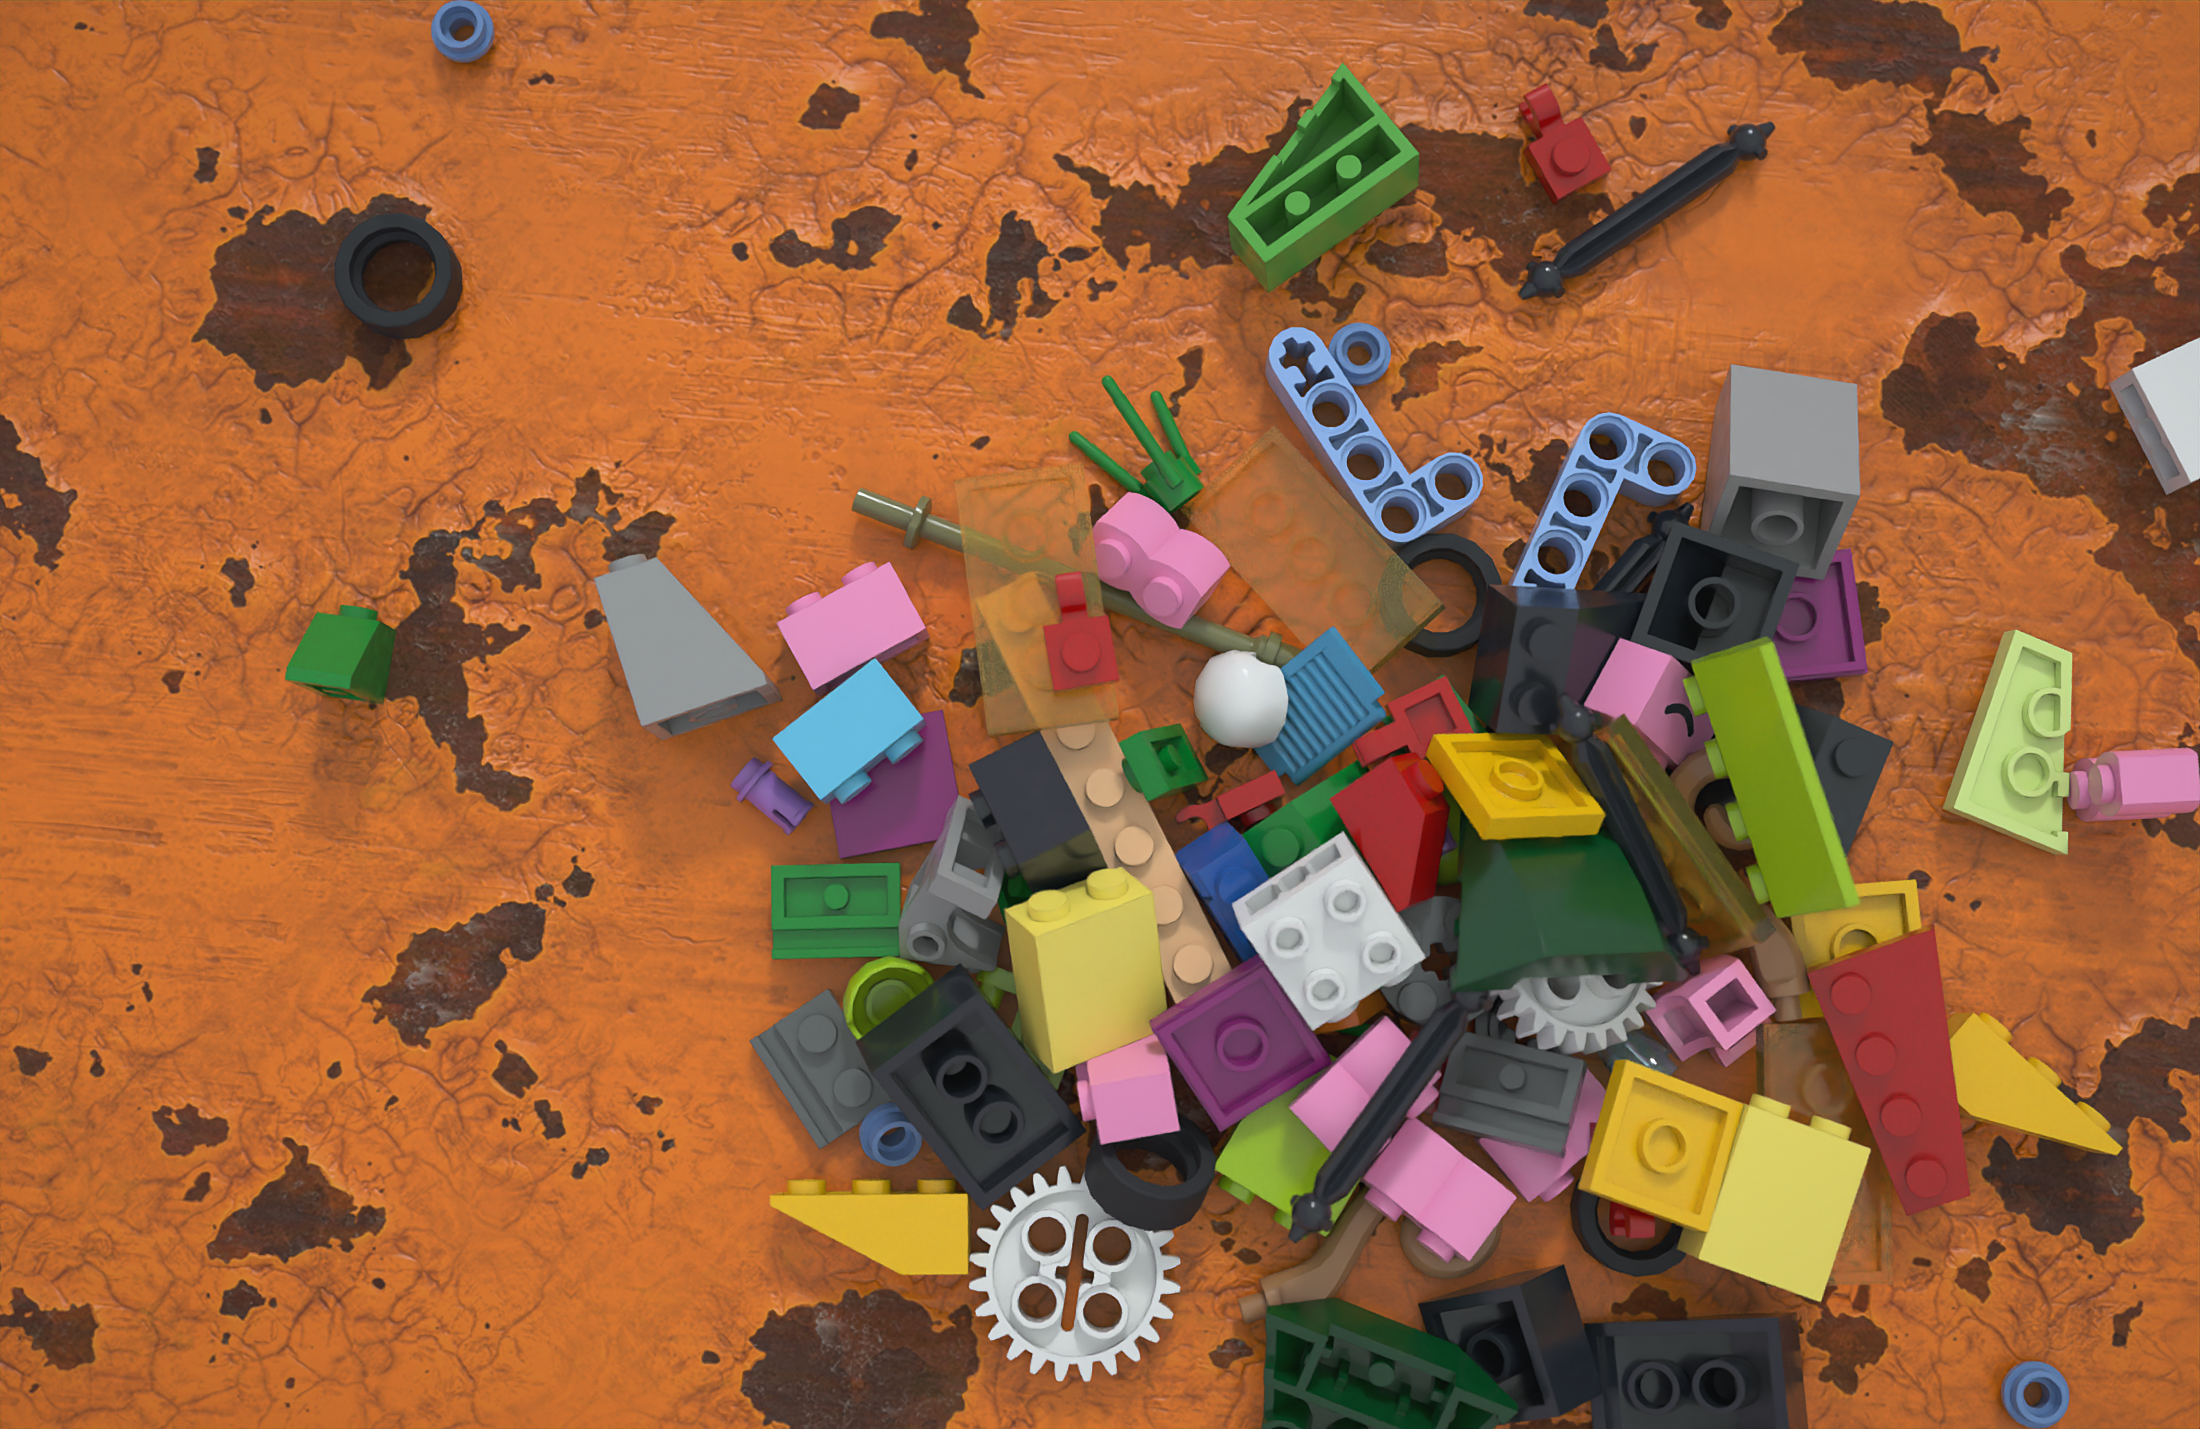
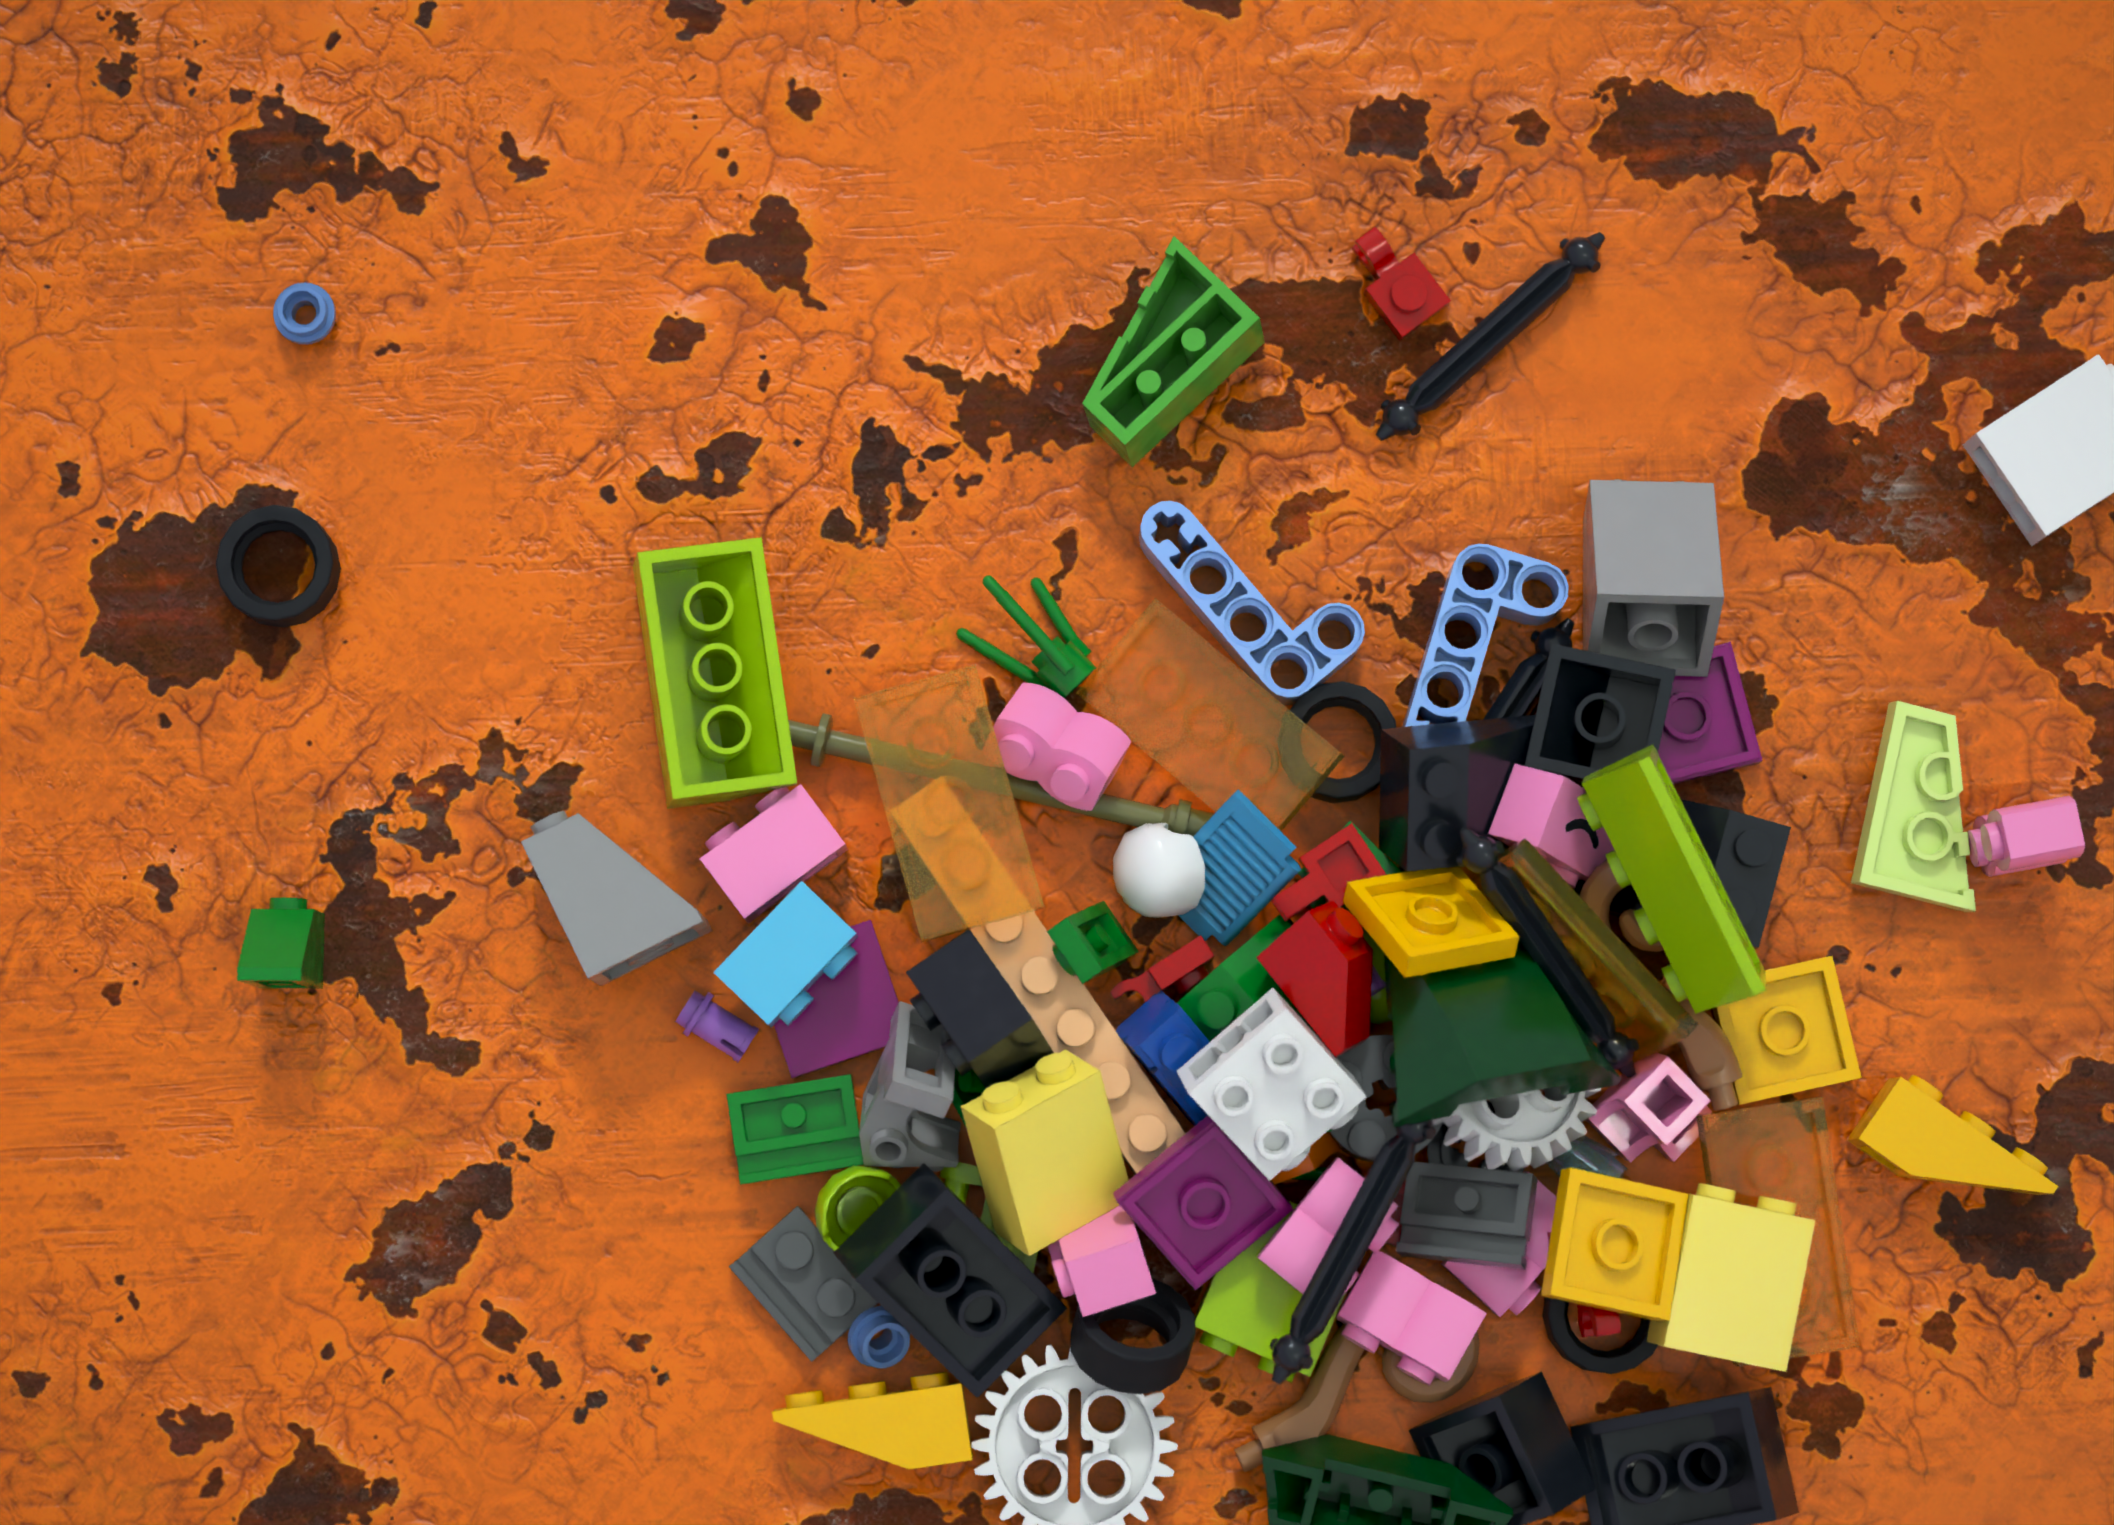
camera: 10 degrees left, 0 degrees up
(818, 437) = (714, 672): none -> lime slope
(1079, 647) = (997, 844): red plate -> none
(1363, 336) = (1234, 497): medium blue plate -> none
(1897, 1050) = (1828, 1118): red wing -> none
(2053, 1399) = (2028, 1436): medium blue plate -> none

